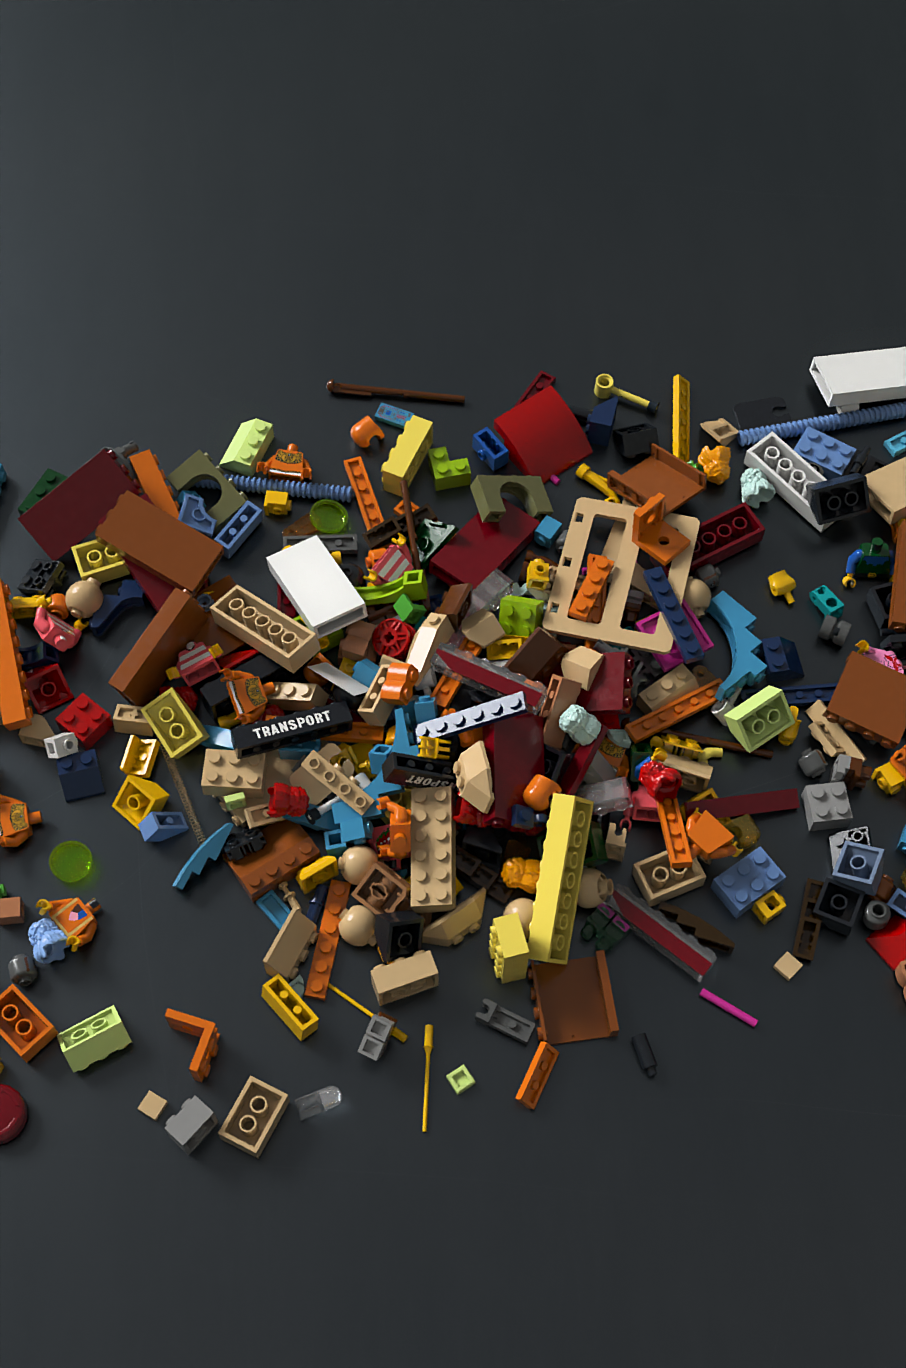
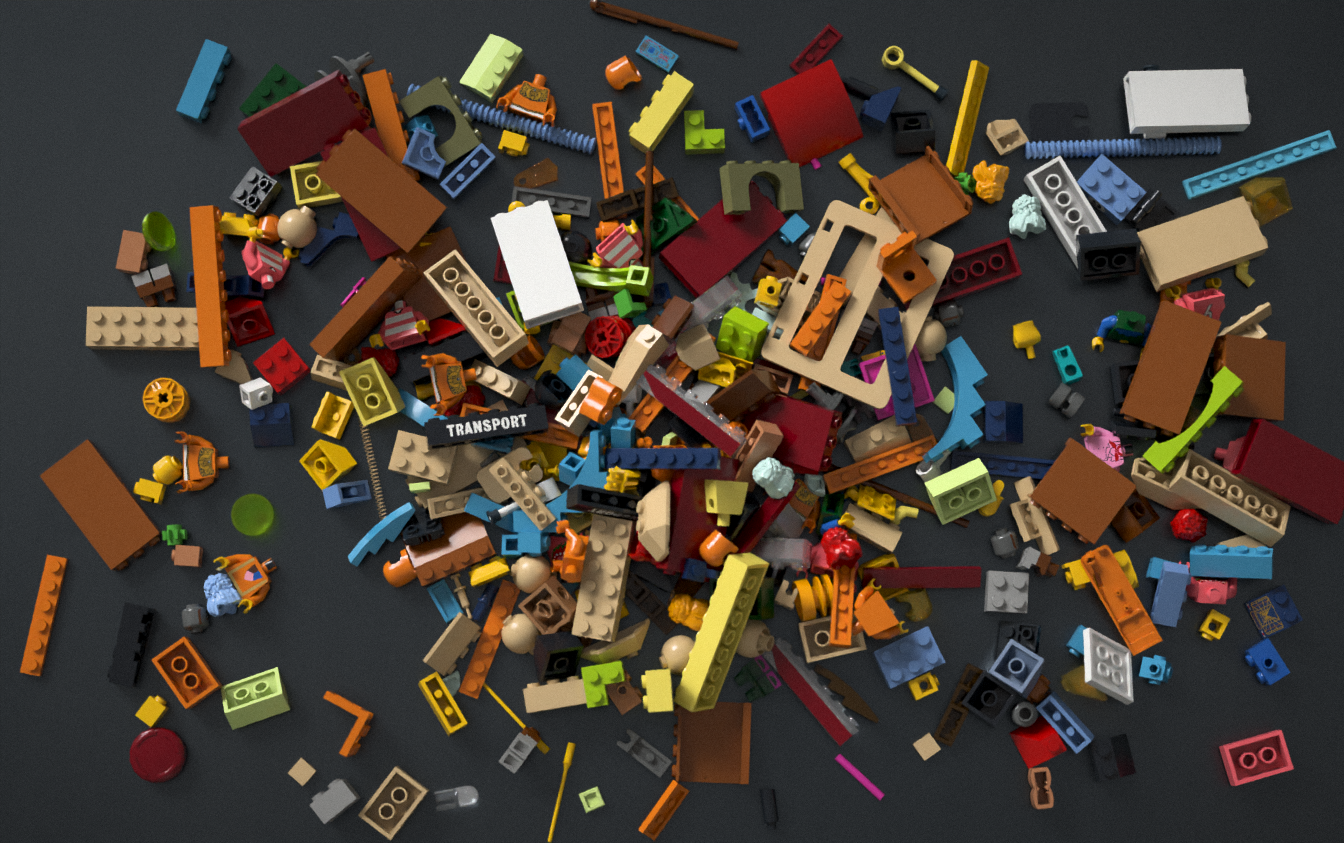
camera: 10 degrees right, 20 degrees up
(205, 598) = (420, 252): sand blue plate -> none
(227, 886) = (400, 572): none -> orange helmet
(287, 800) = (470, 500): red hair -> none
(328, 516) = (565, 170): clear neon green piece -> none
(339, 678) = (543, 378): white sticker -> none
(446, 948) = (595, 681): none -> lime brick
(470, 964) = (624, 695): none -> nougat brick
(537, 747) = (725, 499): none -> light yellow torso
(581, 665) = (788, 413): tan slope -> none
(643, 838) = (813, 597): none -> light orange wheel
(722, 651) = (945, 400): none -> yellowish green tile

